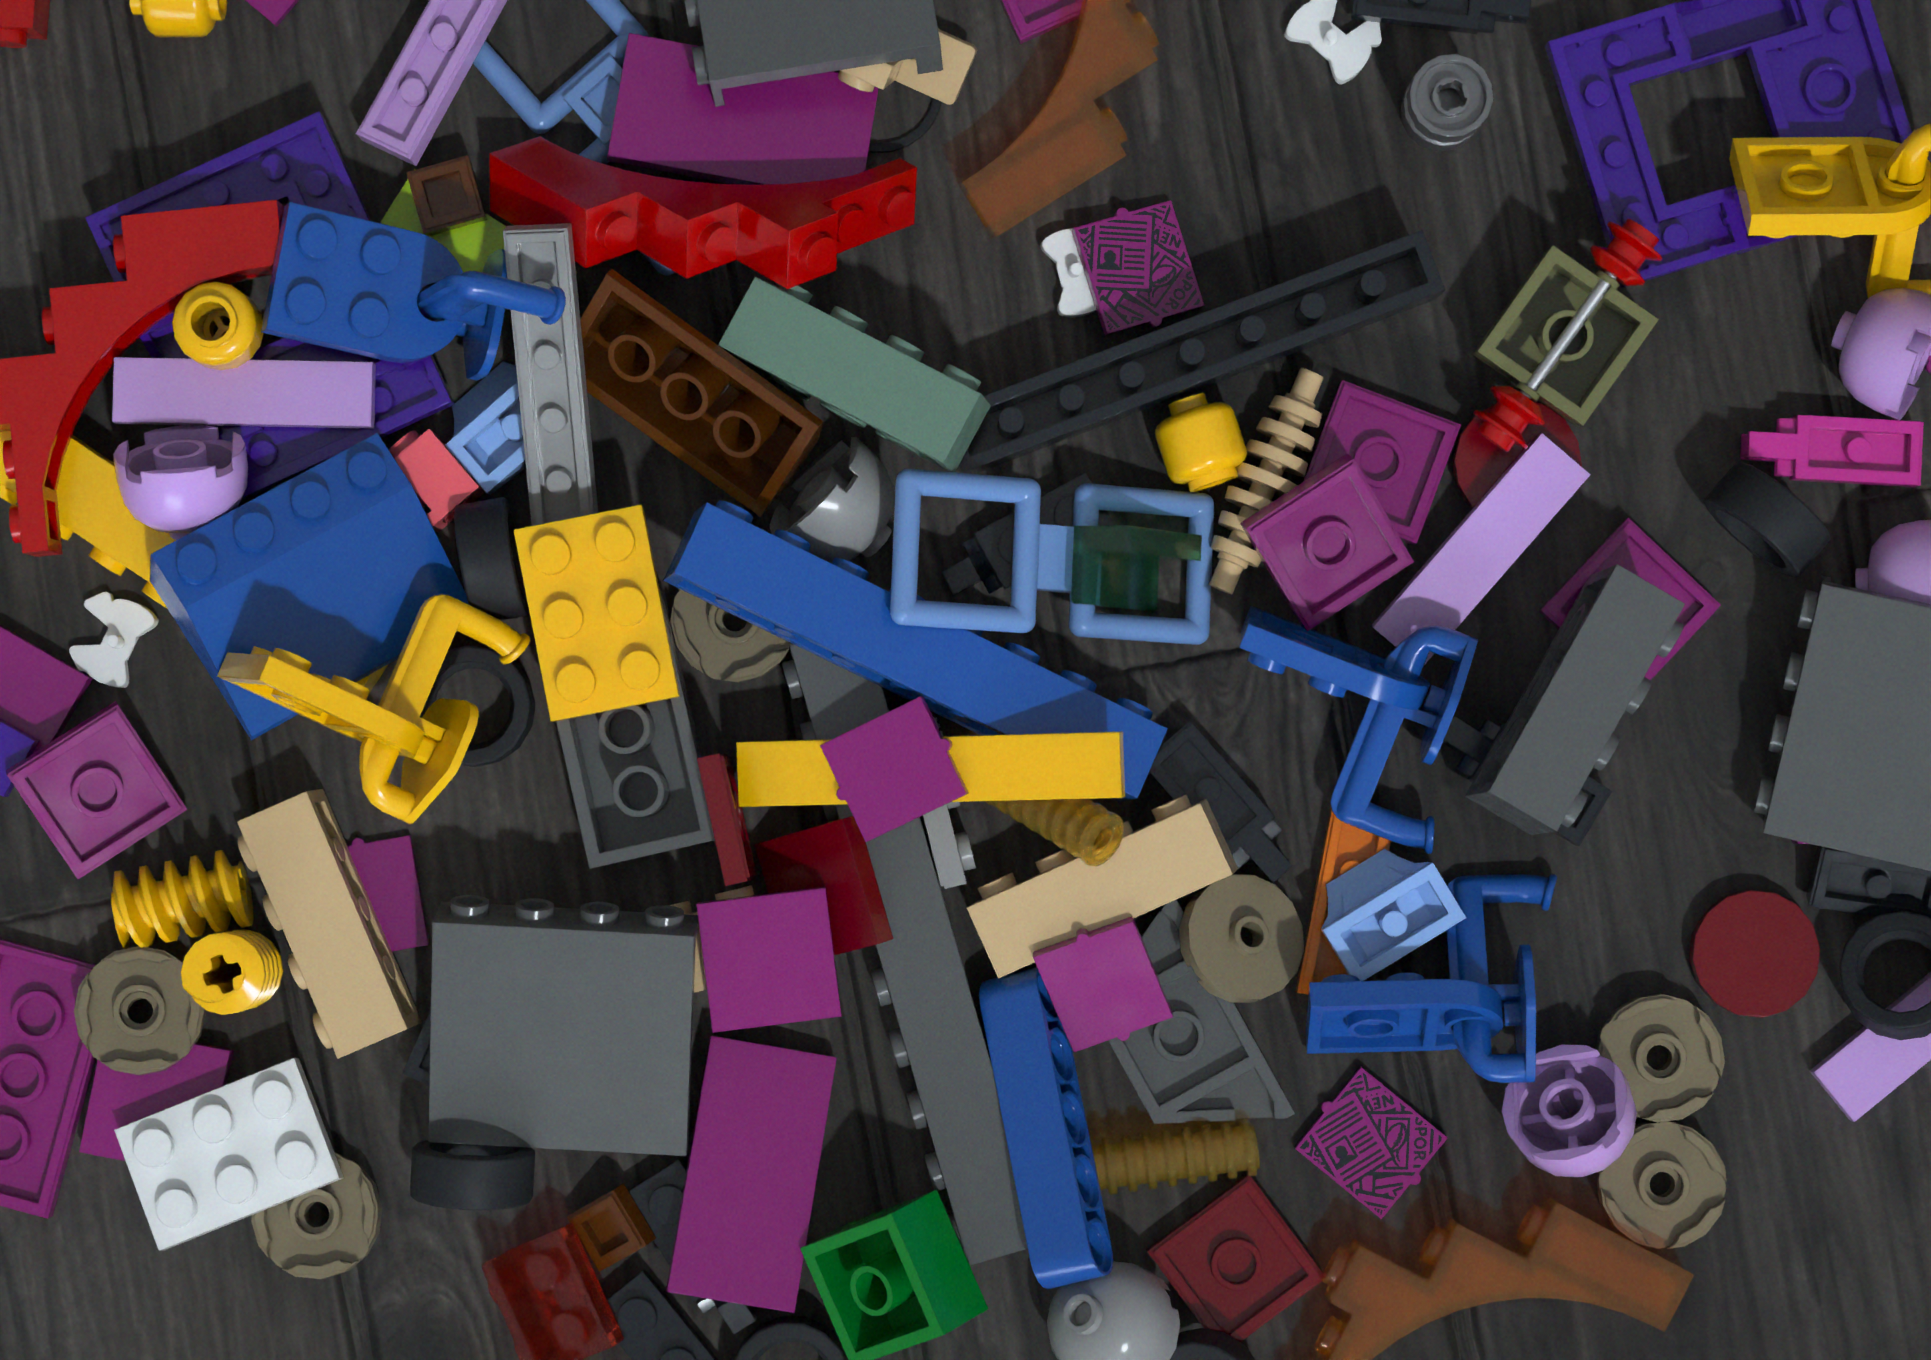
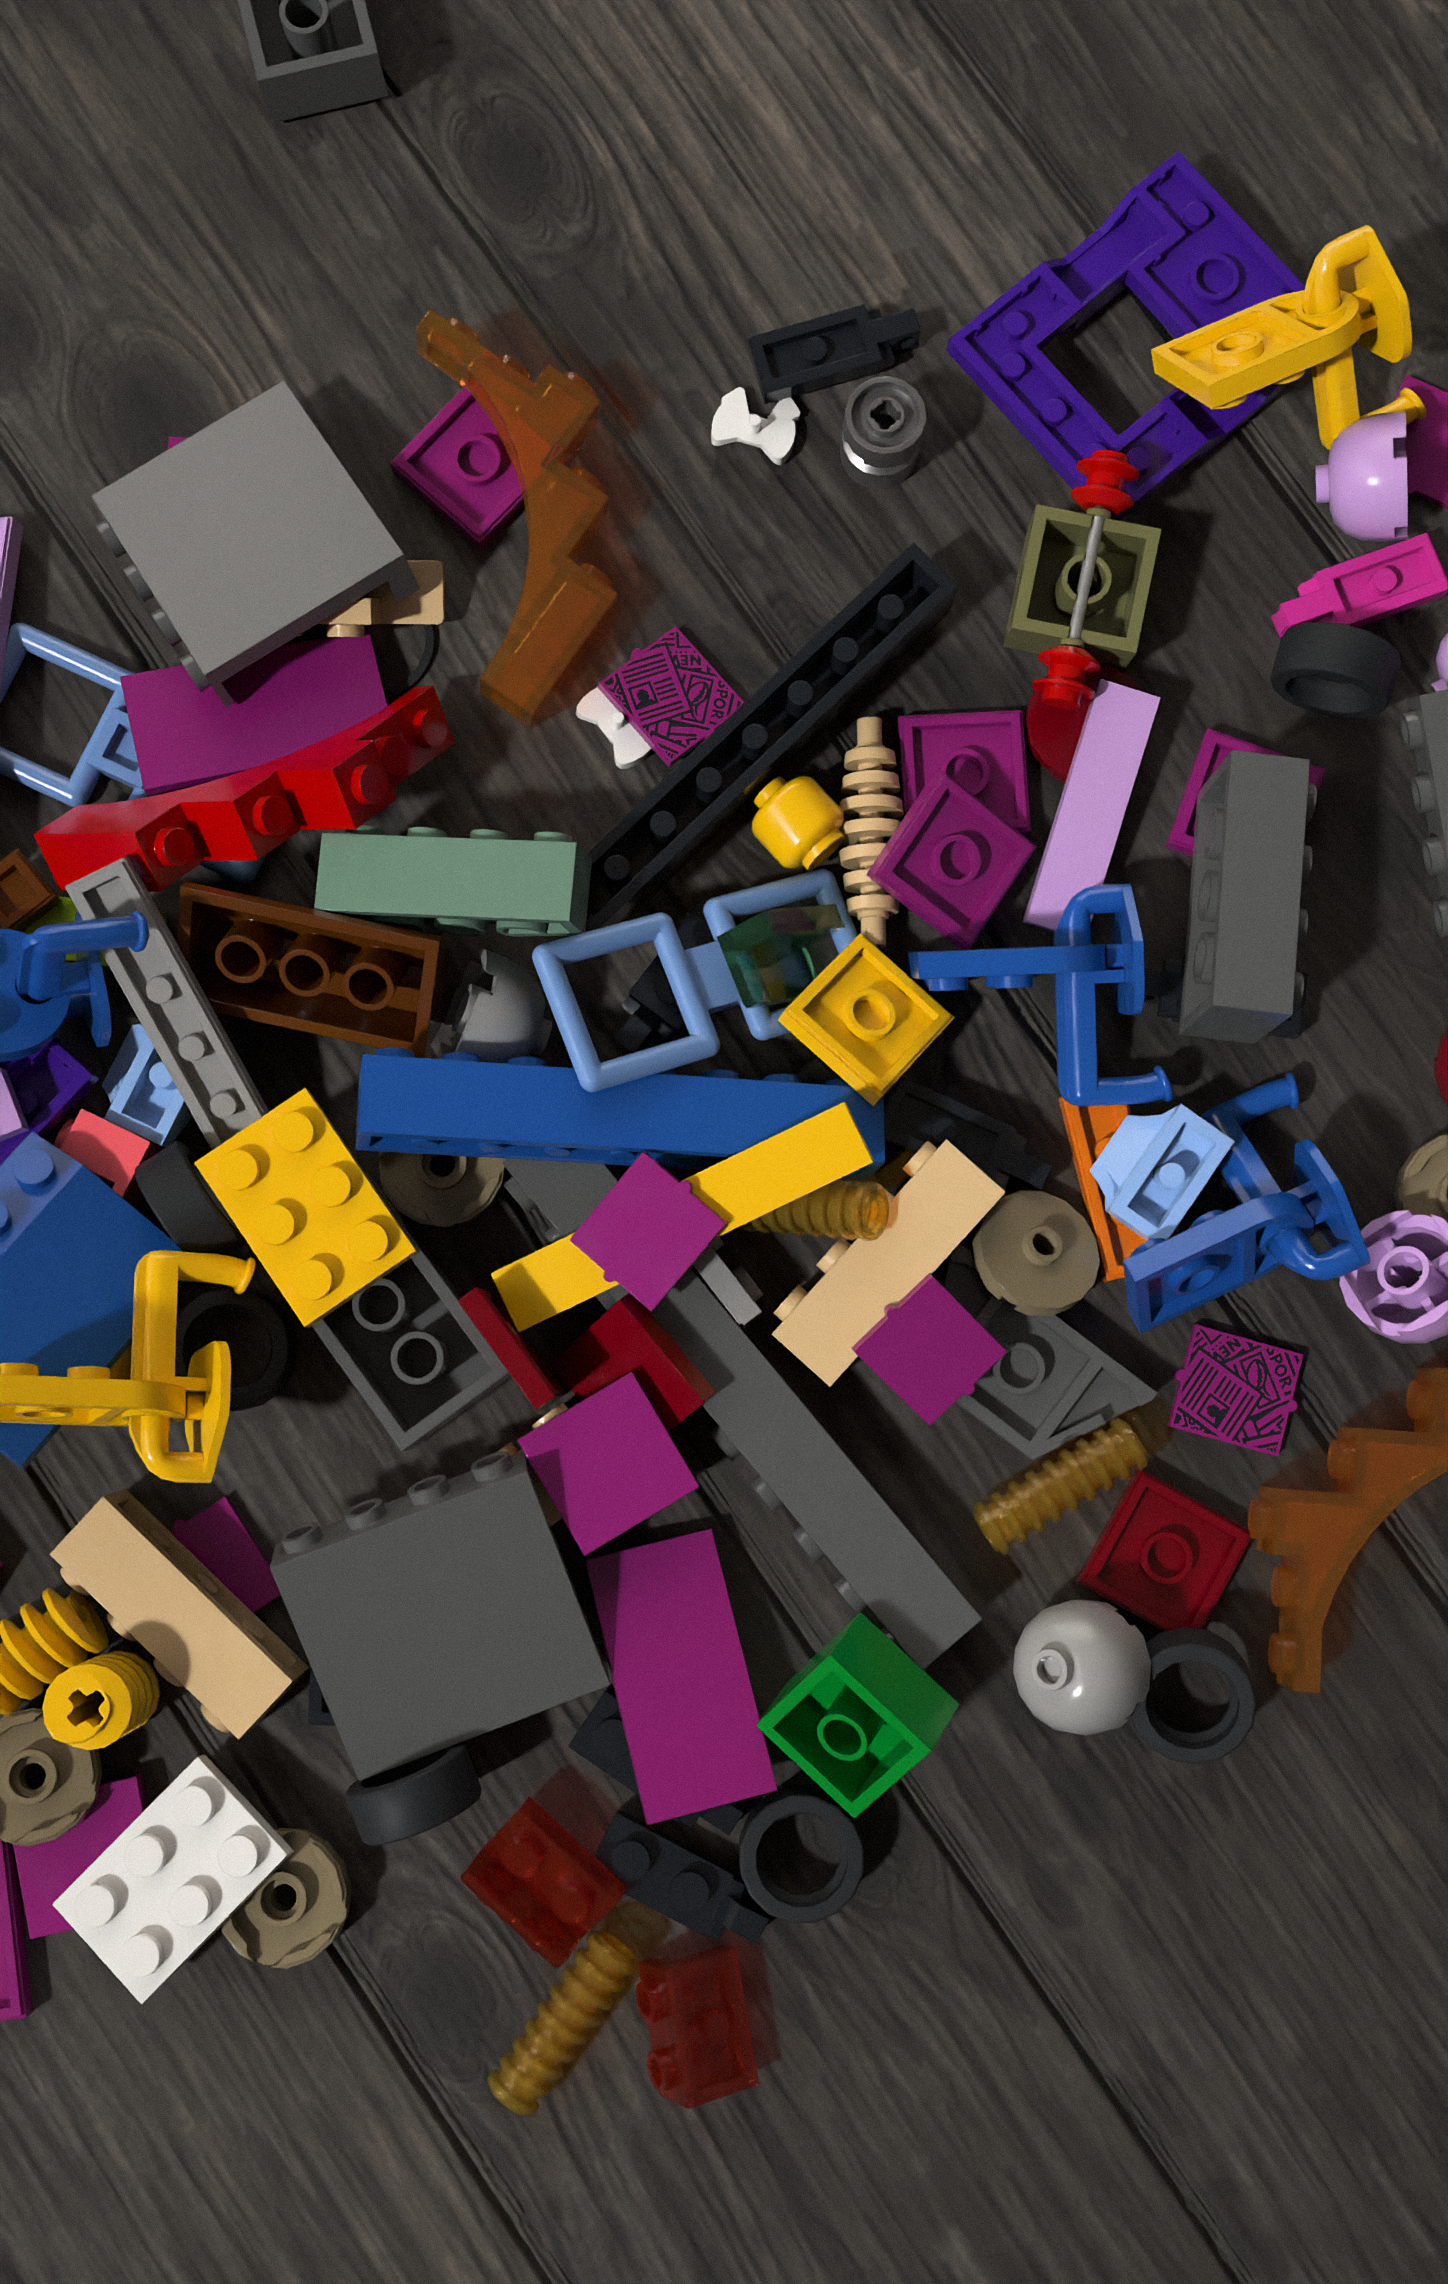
camera: 25 degrees left, 5 degrees down
(611, 1227) = (569, 1784): reddish brown tile -> none
(1045, 1131) = (938, 1512): blue beam -> none
(1180, 657) = (866, 1019): none -> yellow plate

